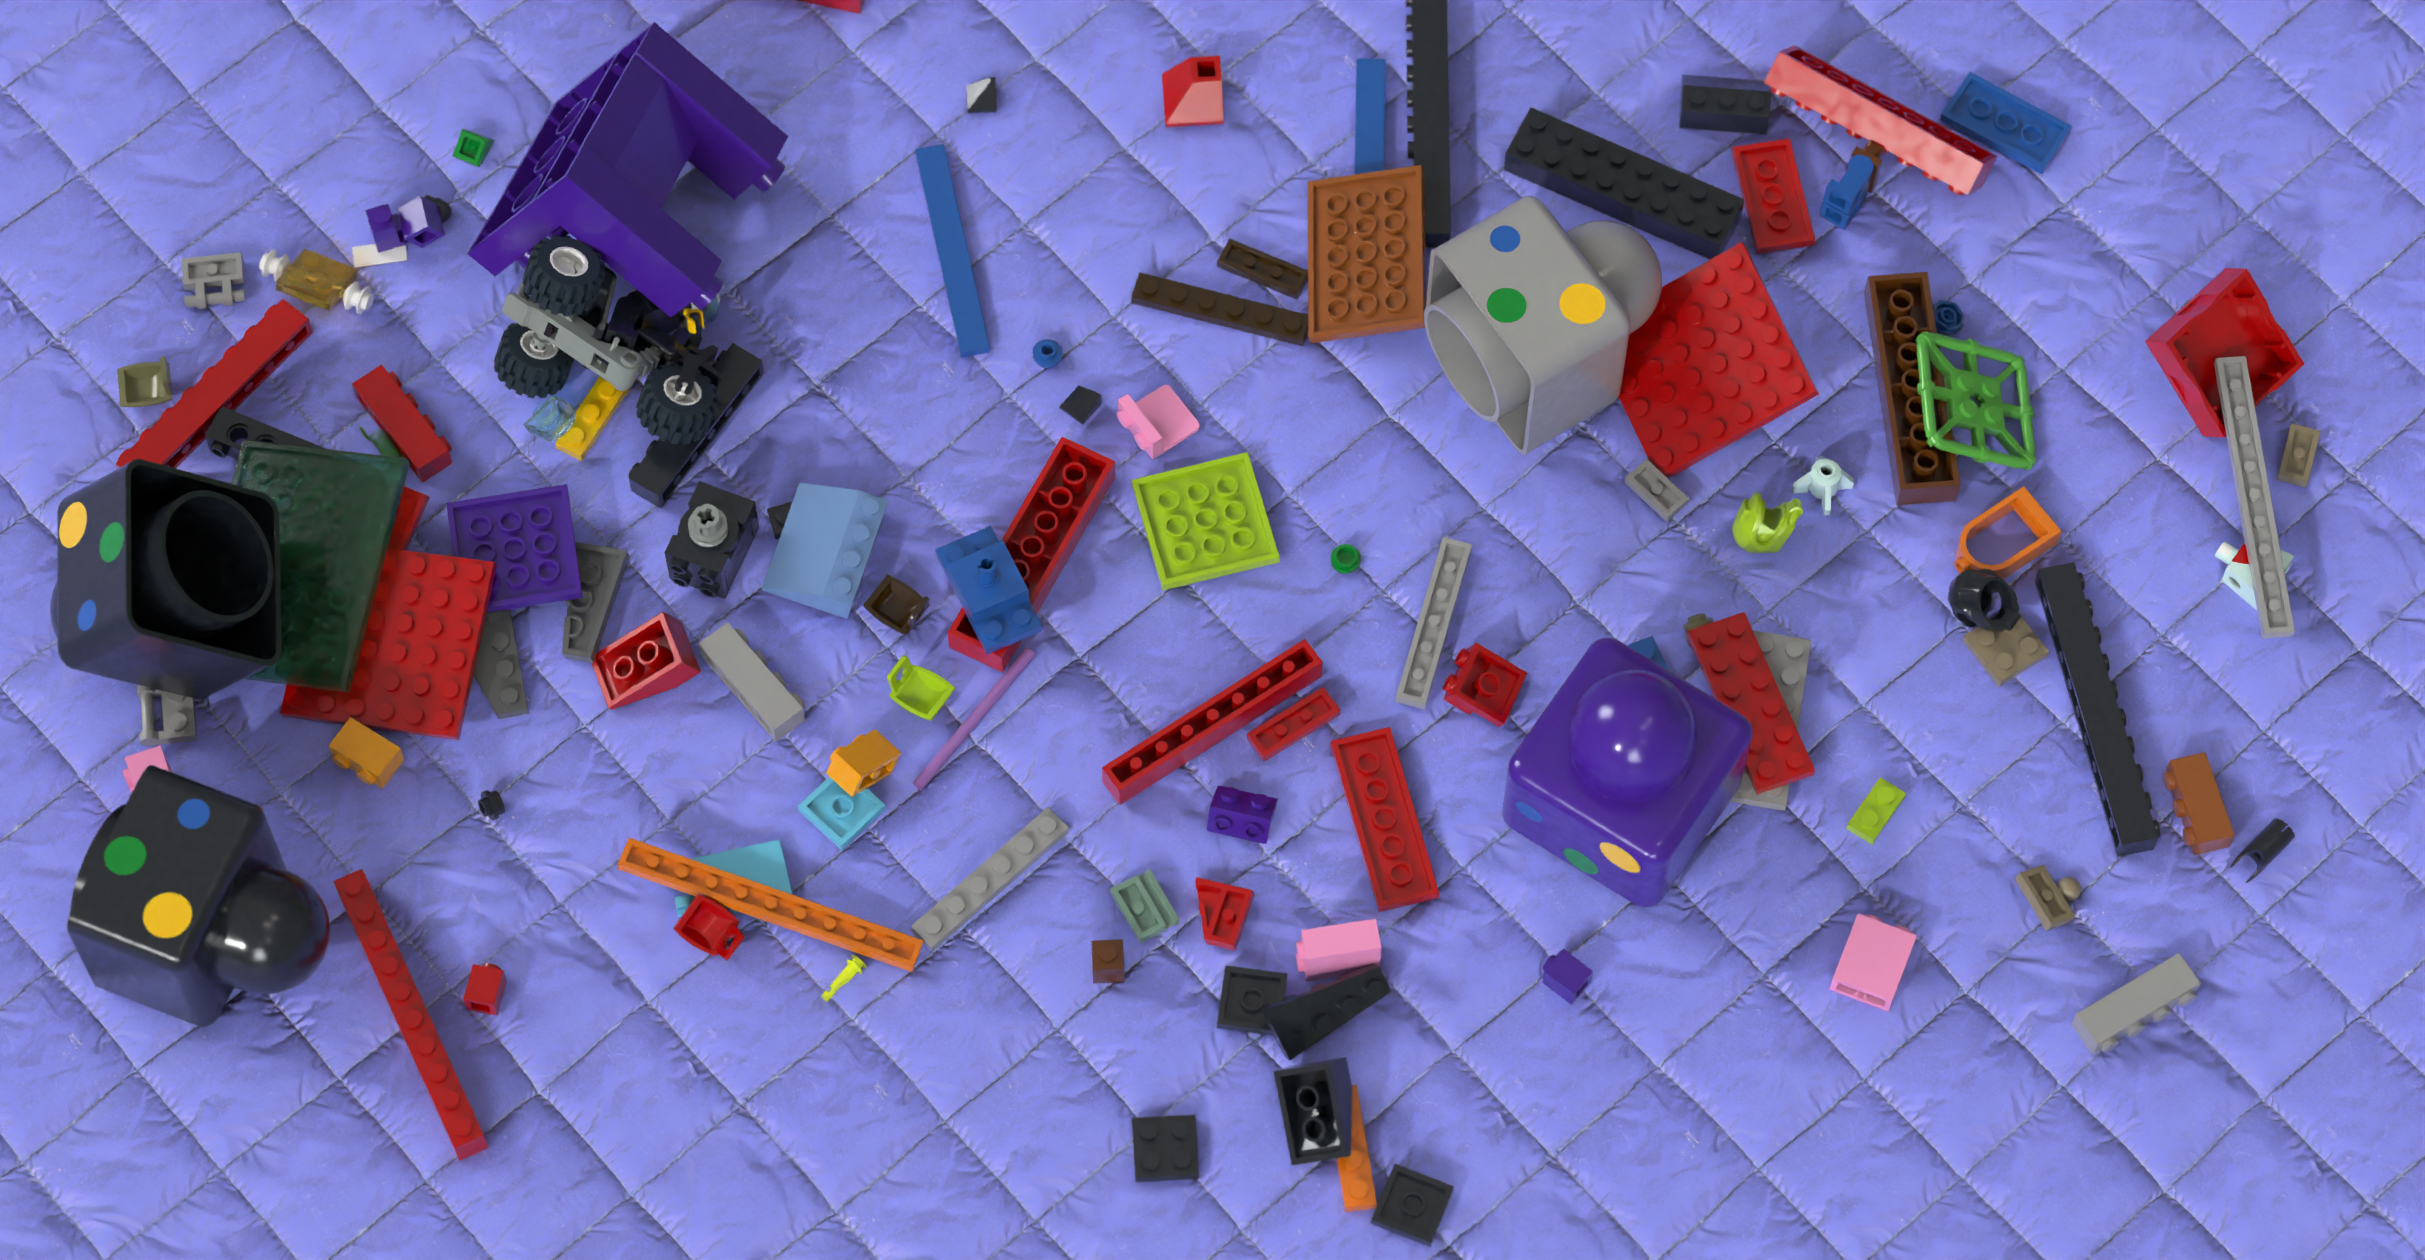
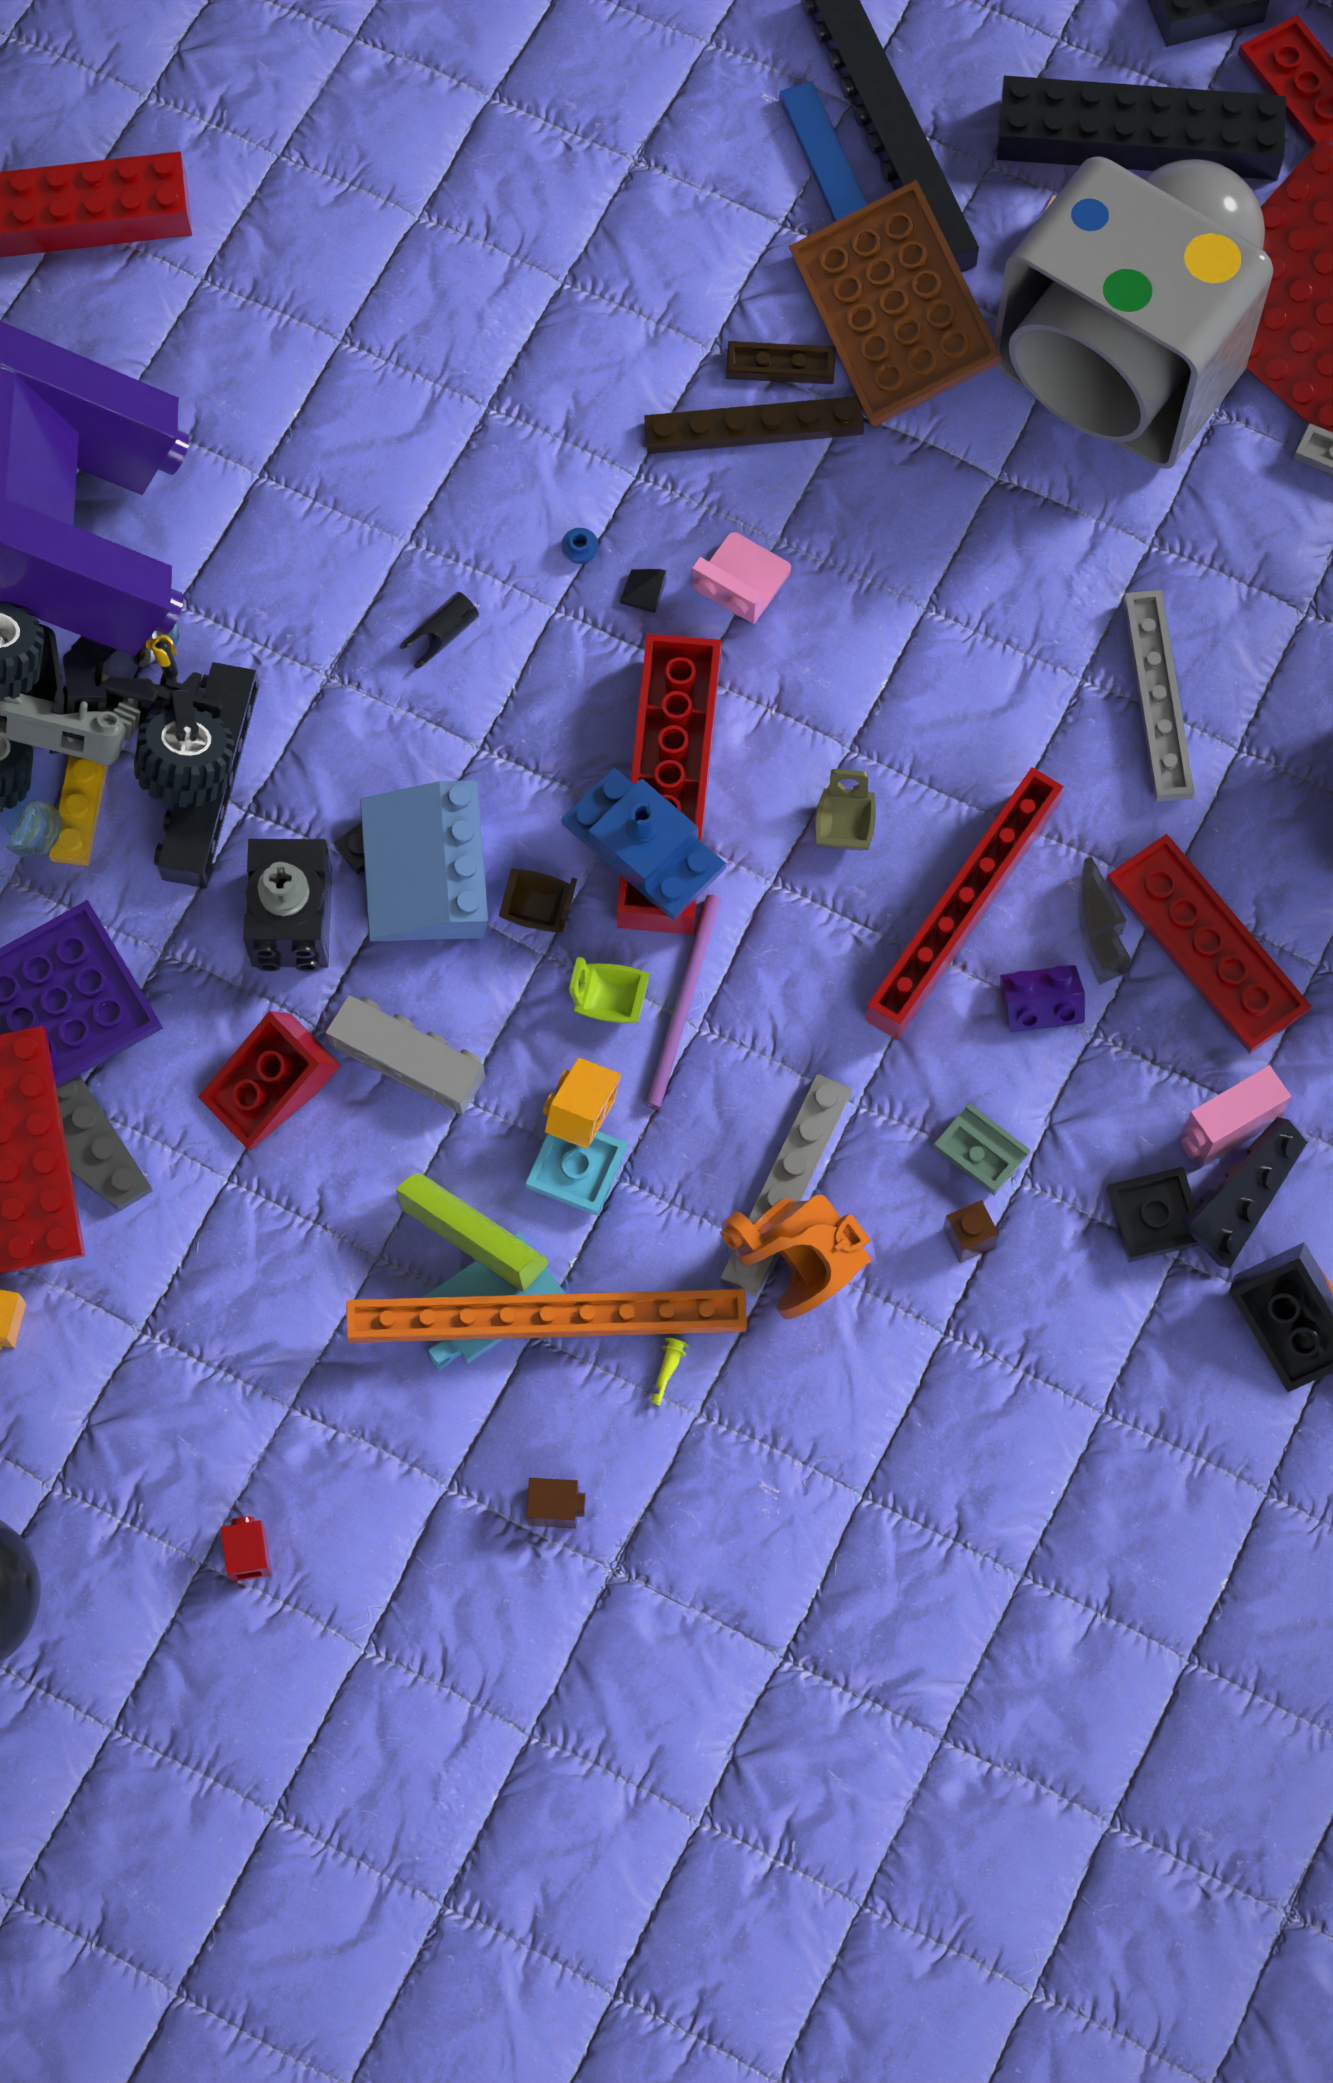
camera: 20 degrees left, 5 degrees up
(410, 1015) = (169, 1618): red brick -> none
(491, 804) = (157, 1319): black plate -> none
(587, 617) = (177, 1048): dark grey wing -> none
(709, 927) = (483, 1371): red piece -> none
(718, 1039) = (554, 1503): none -> reddish brown brick
(742, 824) = (470, 1231): none -> lime brick
(918, 377) = (443, 626): none -> black piece
(952, 251) = (418, 467): blue tile -> none
(982, 96) = (374, 279): black slope -> none
(982, 917) = (814, 1242): none -> orange animal
(1153, 625) = (845, 815): none -> olive piece
(1165, 1148) = (1134, 1429): black plate -> none
(1193, 93) = (616, 190): slope -> none
(1205, 521) = (847, 673): lime plate -> none
(1223, 912) = (1073, 1121): red wing -> none
(1293, 724) = (1054, 871): red plate -> none
(1308, 776) = (1101, 925): none -> clear smoke slope
(1345, 559) = (1024, 658): green plate -> none
(1484, 684) = (1248, 745): red plate -> none

